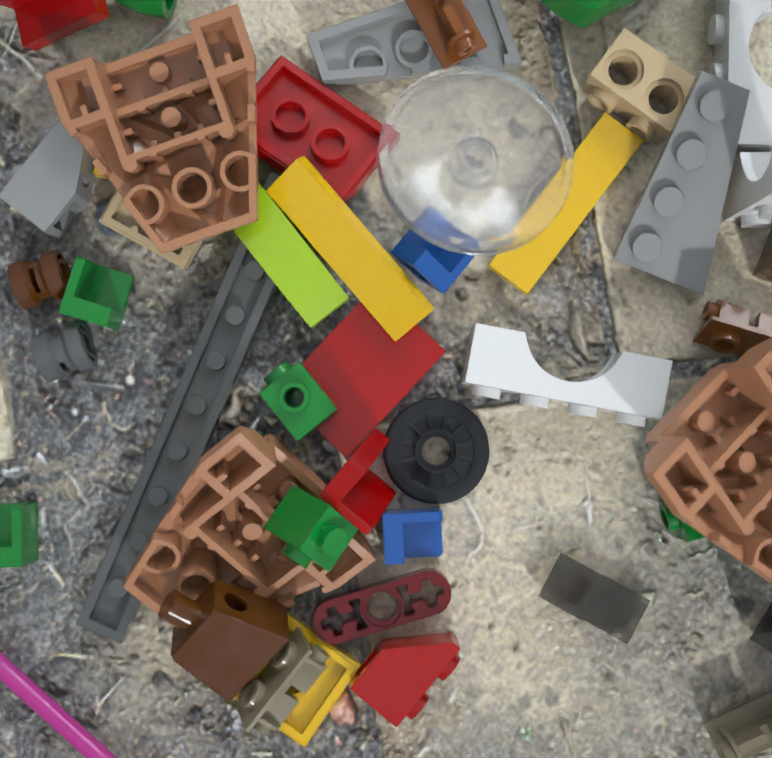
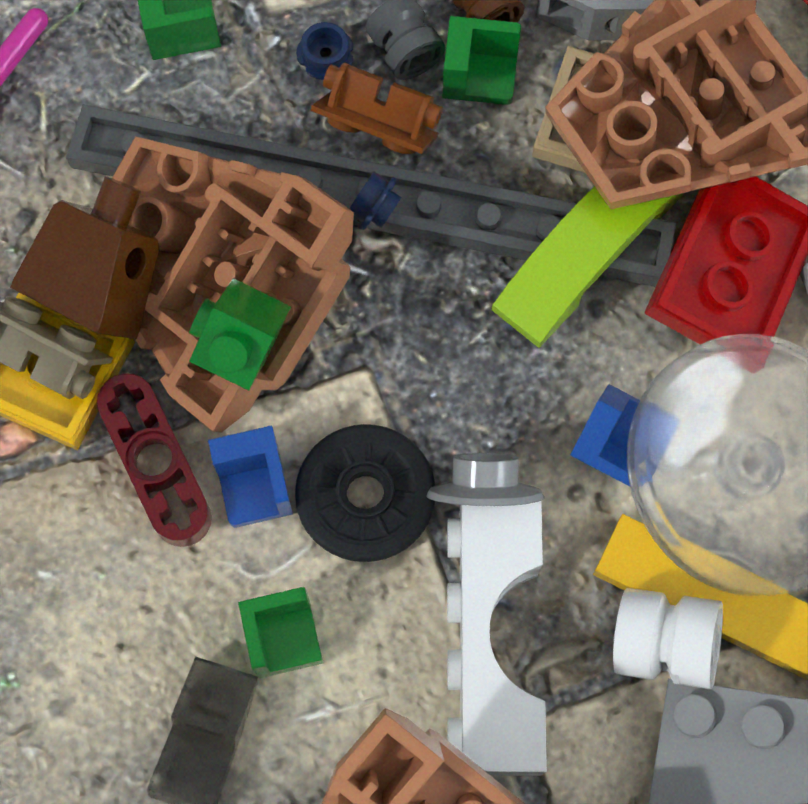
camera: 80 degrees right, 15 degrees down
(50, 421) = (321, 38): none -> dark blue plate
(118, 405) = (355, 108): none -> dark orange hinge
(212, 403) = (375, 201): none -> dark blue plate
(297, 399) = (398, 301): green brick -> none
(349, 248) = (600, 329): yellow tile -> none
(357, 490) = (304, 384): red panel -> none
(367, 374) = (447, 378): red tile -> none
(401, 672) = (71, 491): red slope -> none
(457, 362) = (485, 481): none -> light grey piece
(534, 532) = (280, 632): none -> green panel
(590, 257) = (668, 637): none -> white wheel

